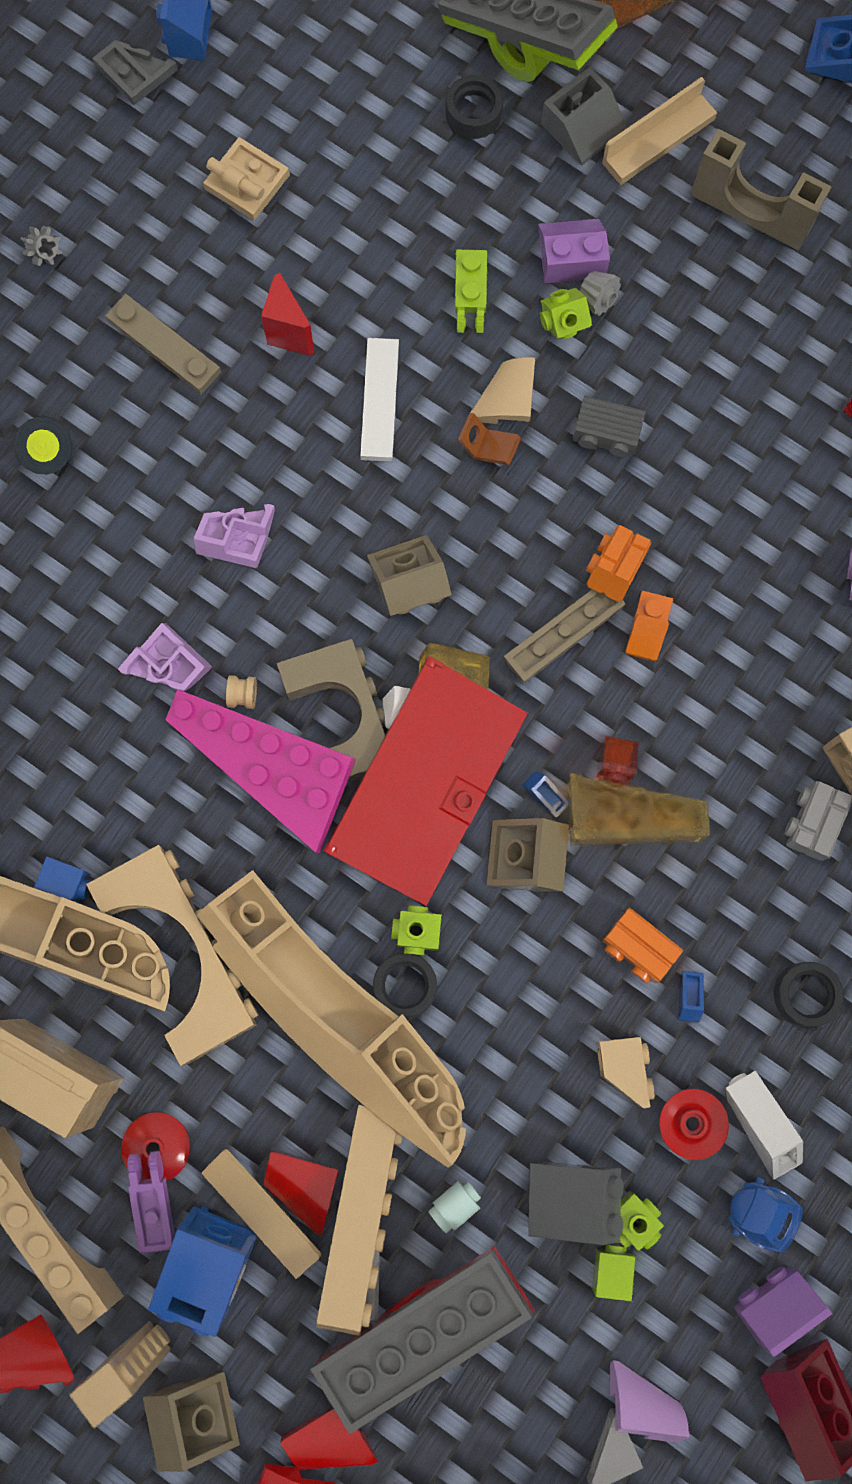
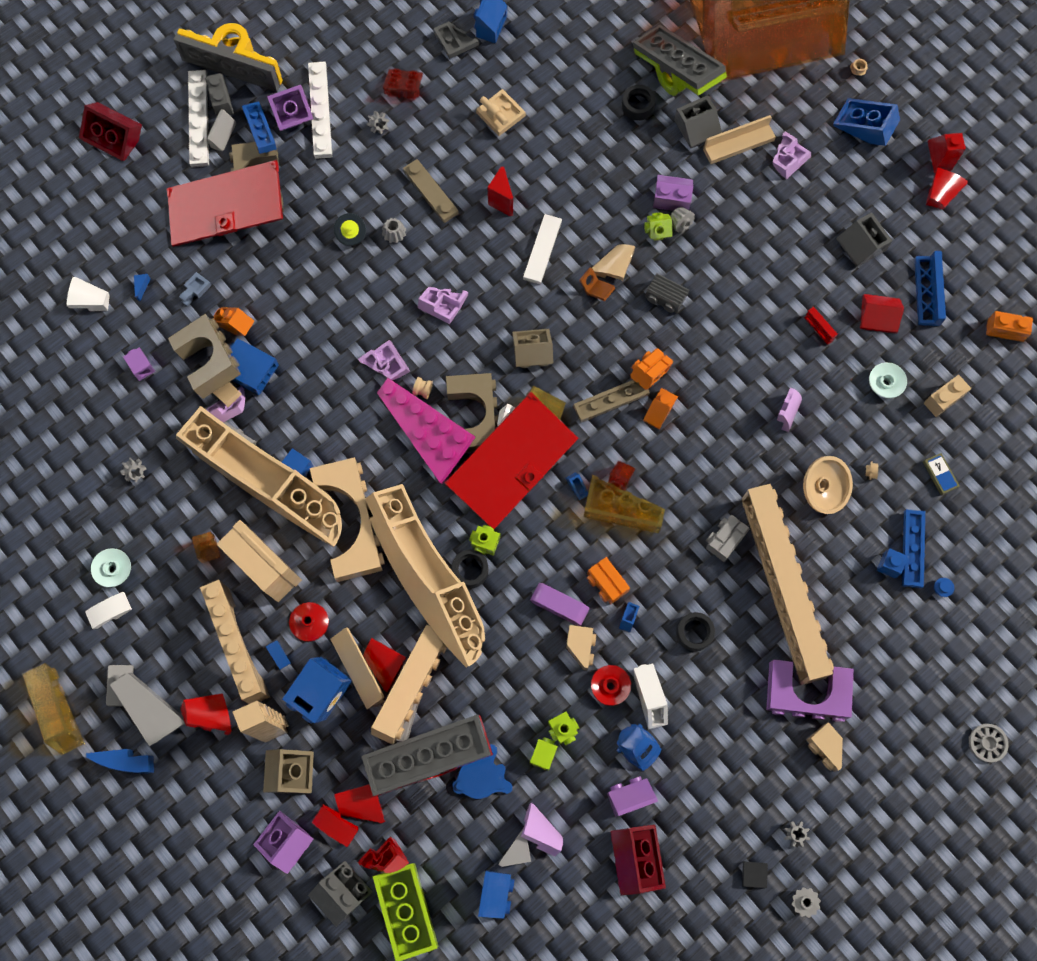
camera: 15 degrees right, 5 degrees down
(64, 163) = (403, 81): none -> clear red hinge
(117, 1219) = (278, 654): none -> blue piece
(120, 438) = (393, 230): none -> light grey piece
(150, 1205) = (297, 648): medium lavender hinge -> none
(455, 1206) = (465, 694): light aqua brick -> none
(471, 287) = (610, 200): lime hinge -> none
(527, 1346) = (482, 778): none -> blue tile
(528, 854) = (558, 515): dark tan slope -> none
(571, 1007) = (559, 604): none -> medium lavender beam
(575, 1203) = (532, 707): dark grey brick -> none
(725, 188) = (767, 178): dark tan arch -> none
(758, 134) = (790, 156): none -> lavender slope

